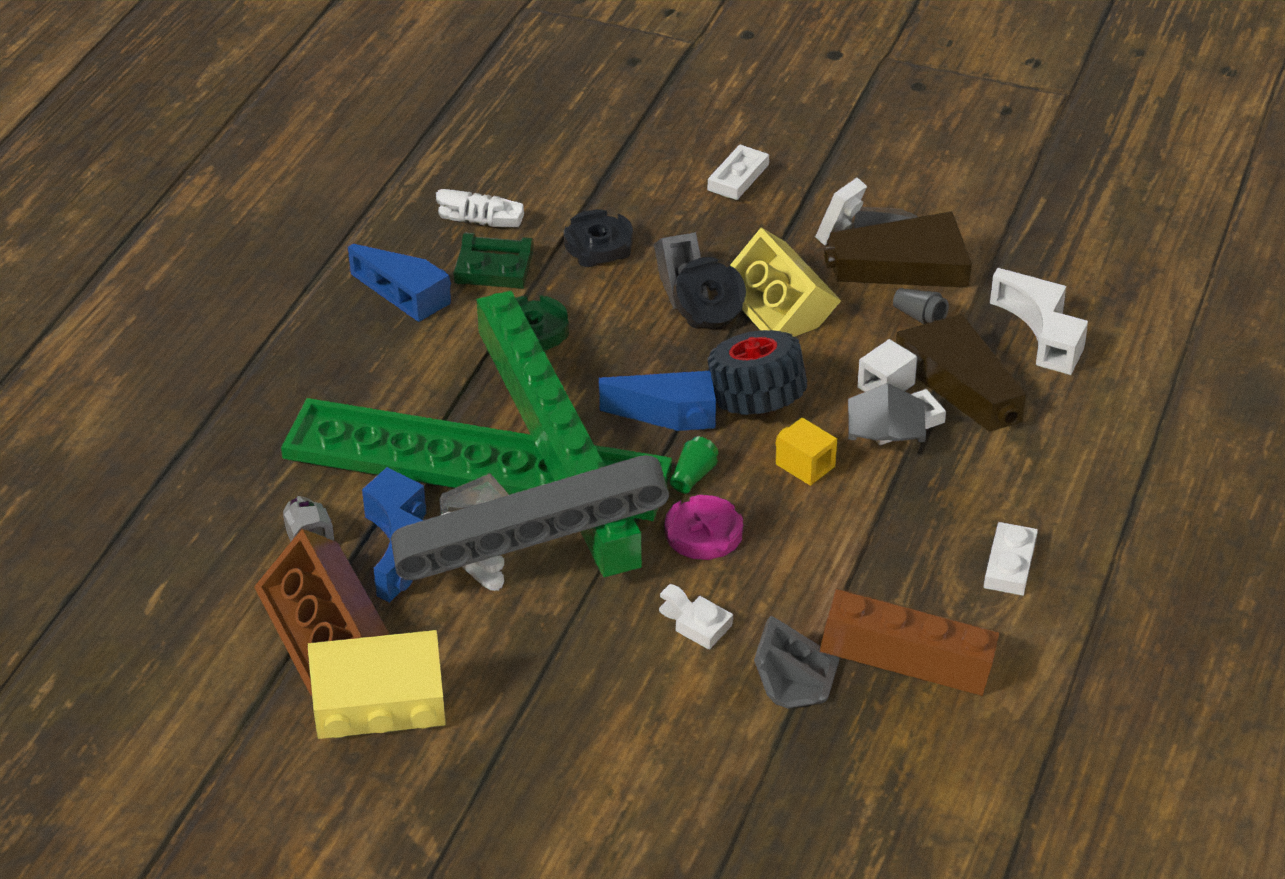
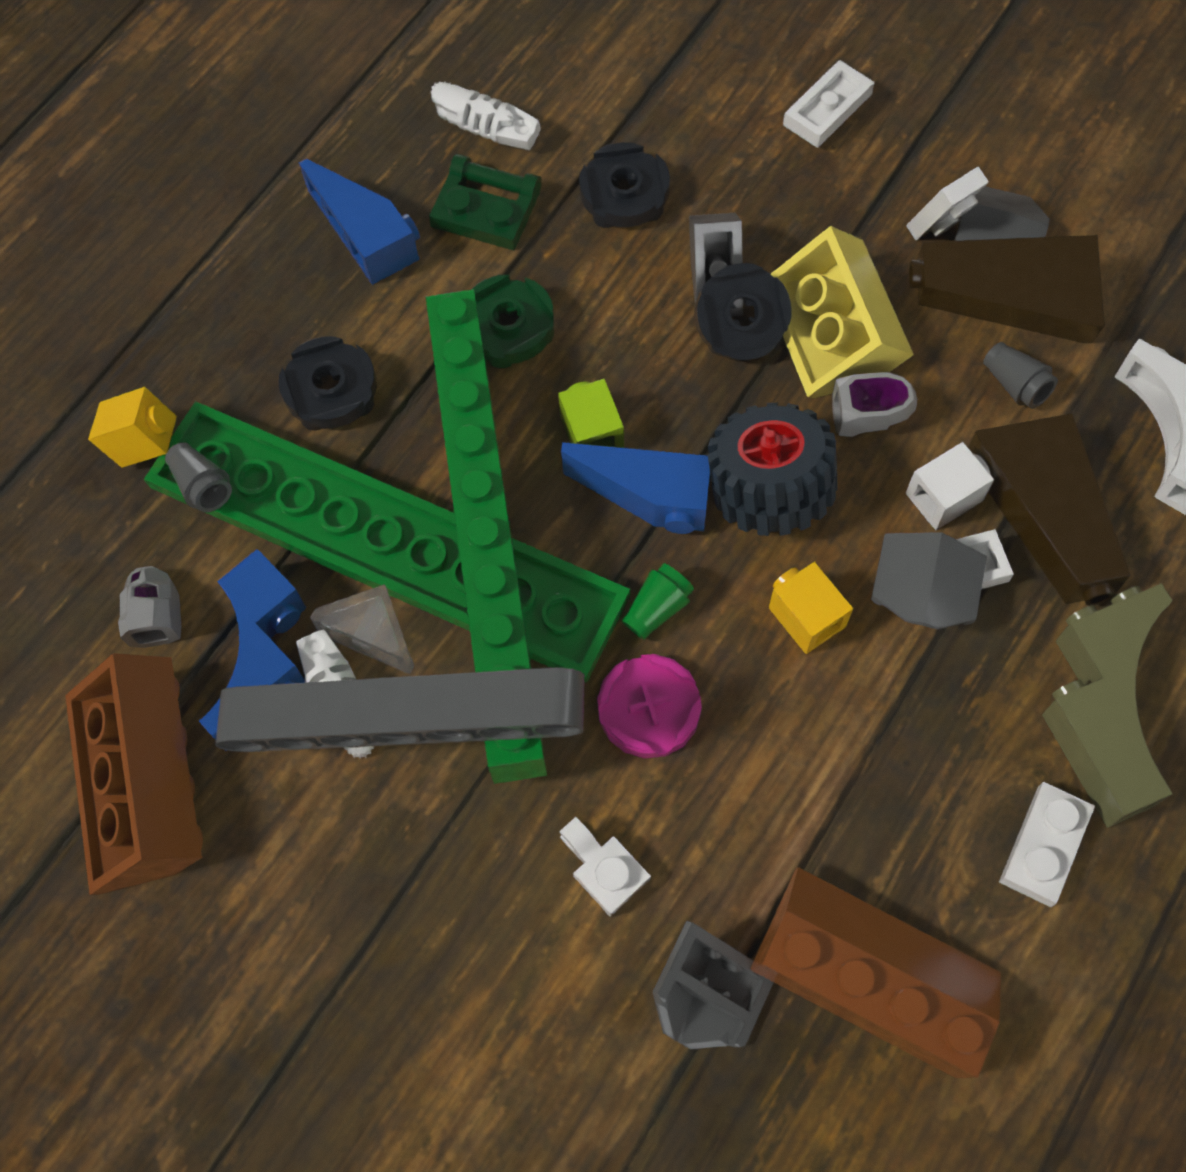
camera: 15 degrees right, 25 degrees up
(266, 415) = (132, 427): none -> yellow brick
(330, 434) = (198, 478): none -> dark grey cone
(376, 684) = (155, 930): light yellow slope -> none
(420, 386) = (332, 407): none -> black plate
(611, 361) = (591, 415): none -> lime brick
(819, 330) = (871, 402): none -> light grey rock
(1024, 477) = (1098, 712): none -> olive arch

